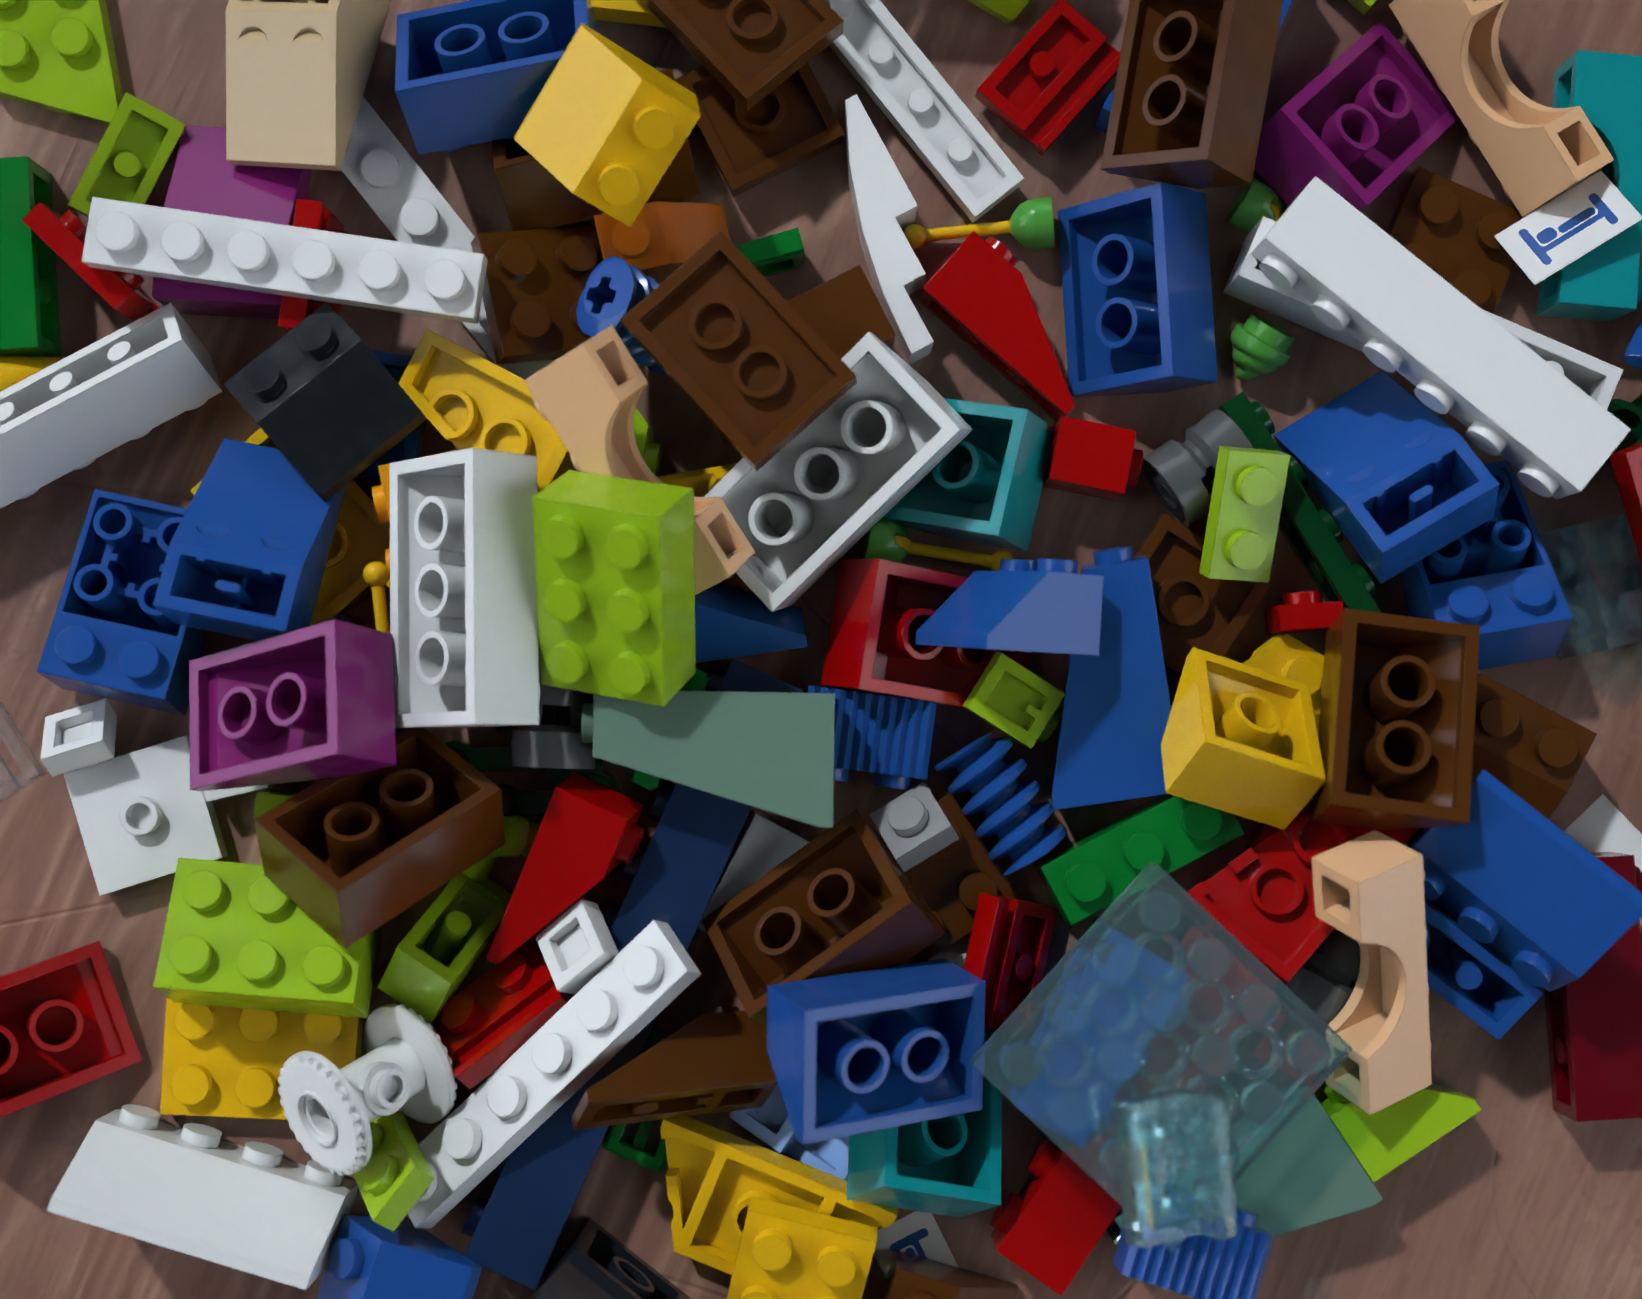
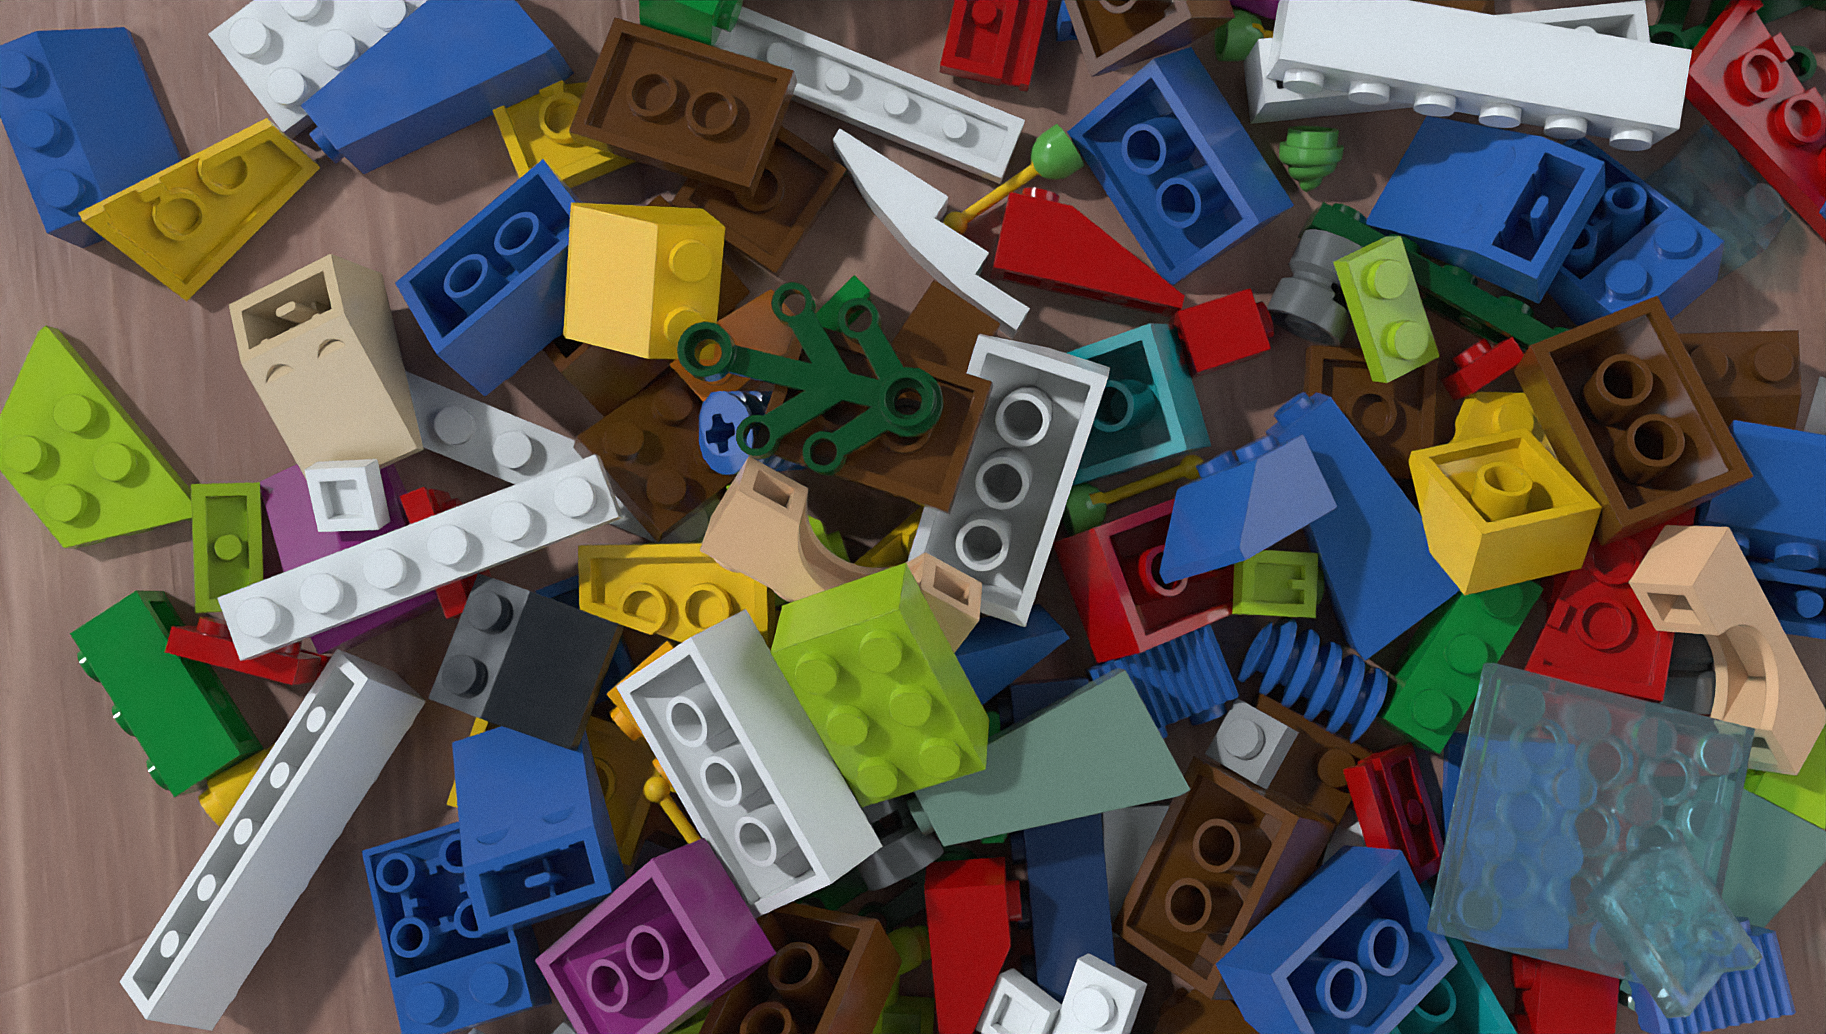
camera: 30 degrees left, 0 degrees up
(252, 173) = (347, 495): none -> white plate
(708, 295) = (823, 382): none -> dark green plant

